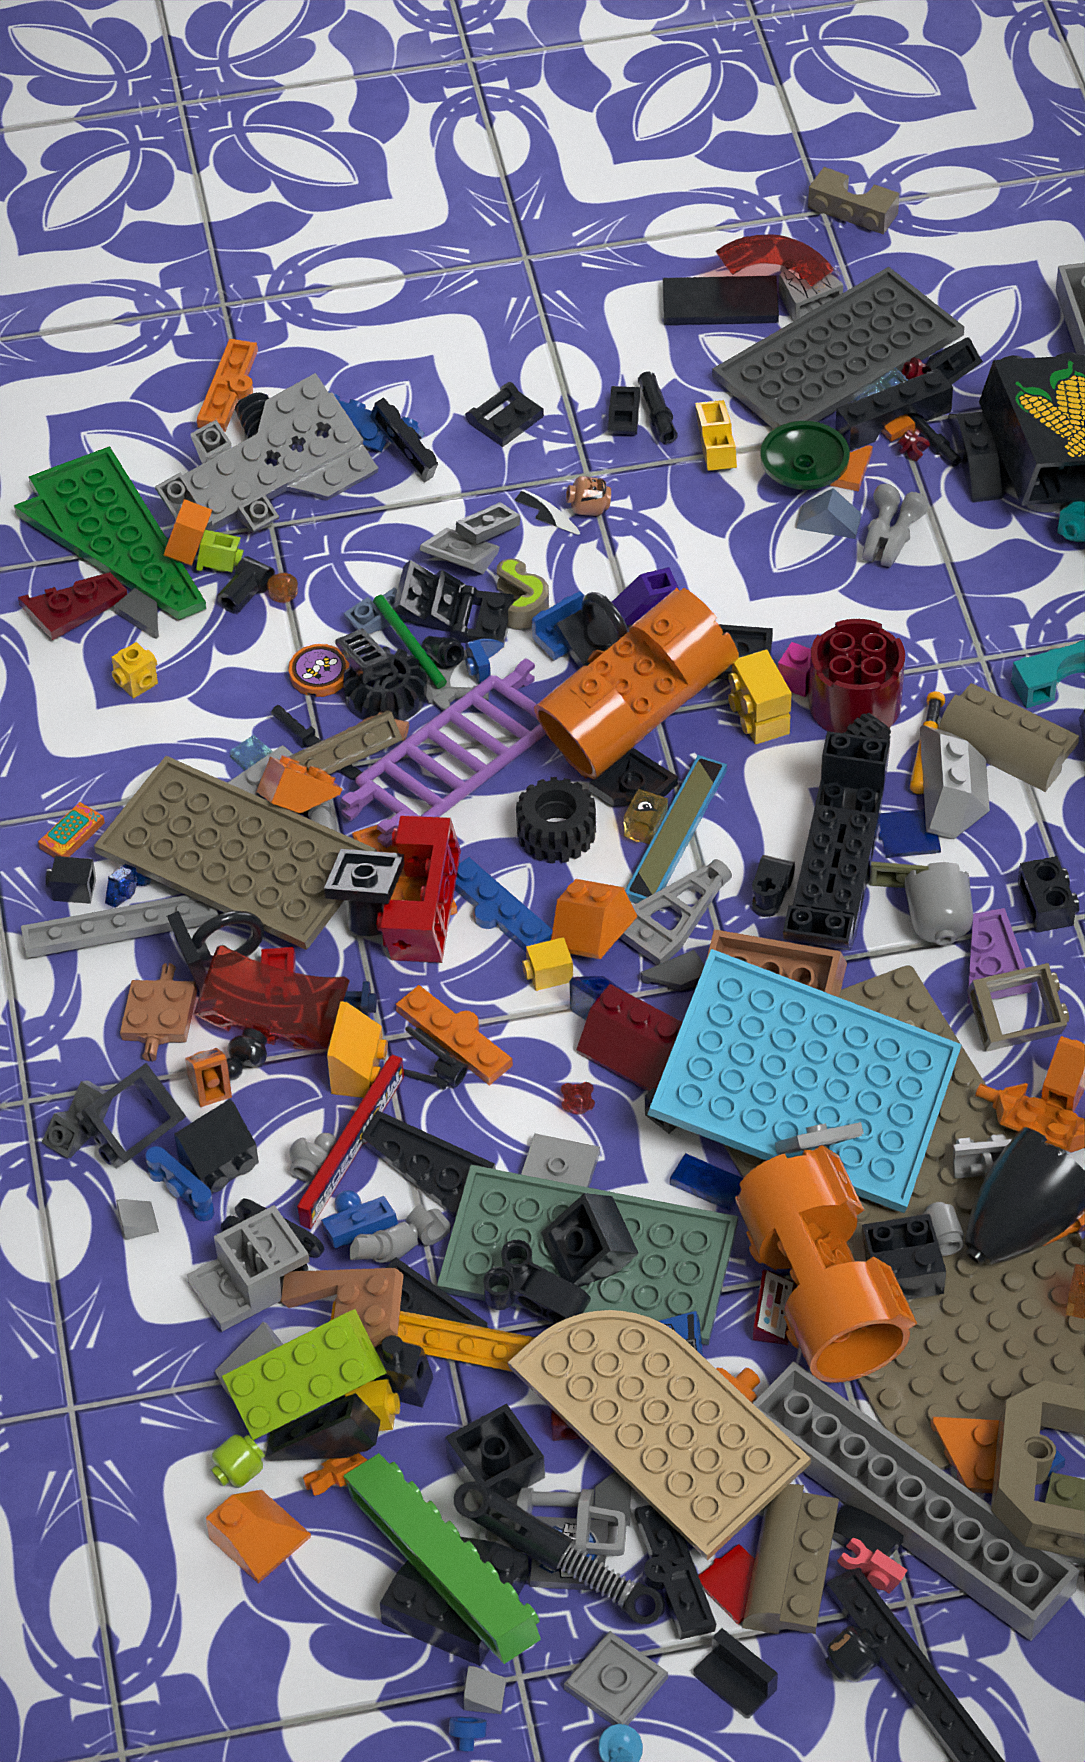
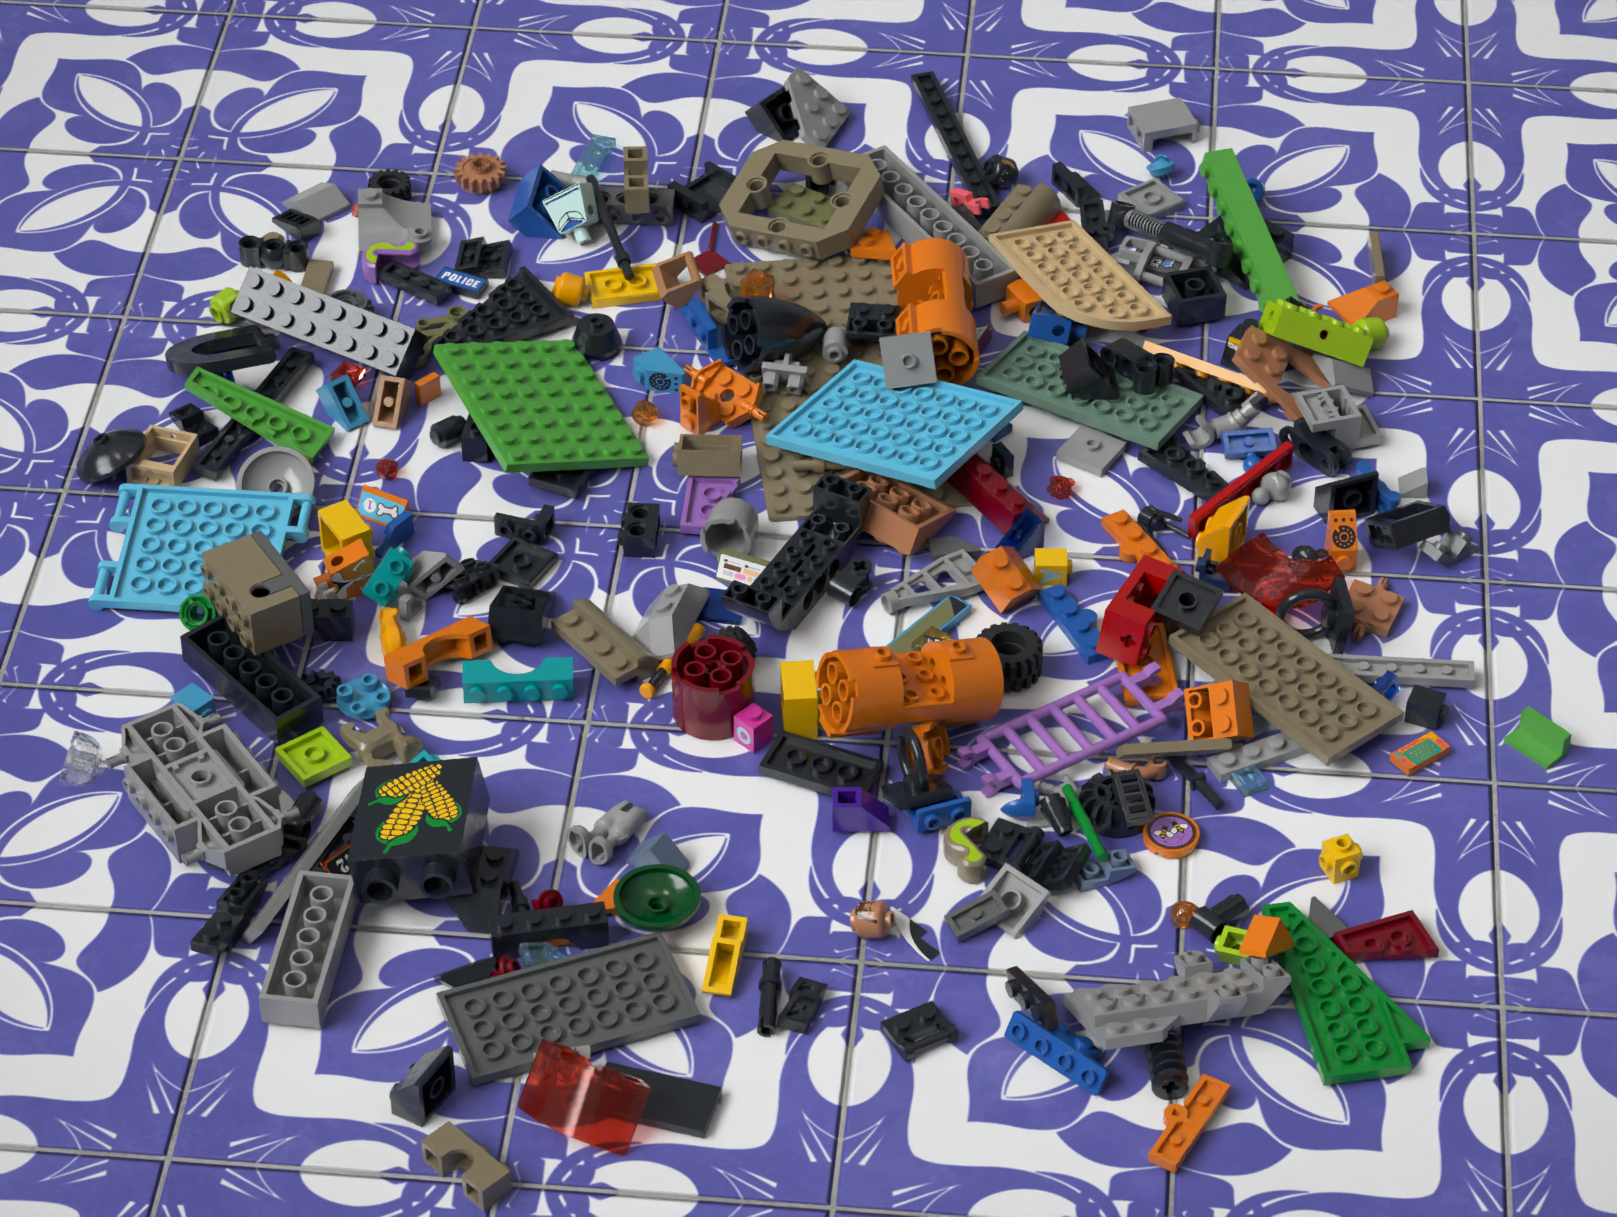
camera: 165 degrees left, 10 degrees down
(253, 1615) = (1375, 258): none -> dark tan tile
(927, 243) = (424, 1086): none -> black slope

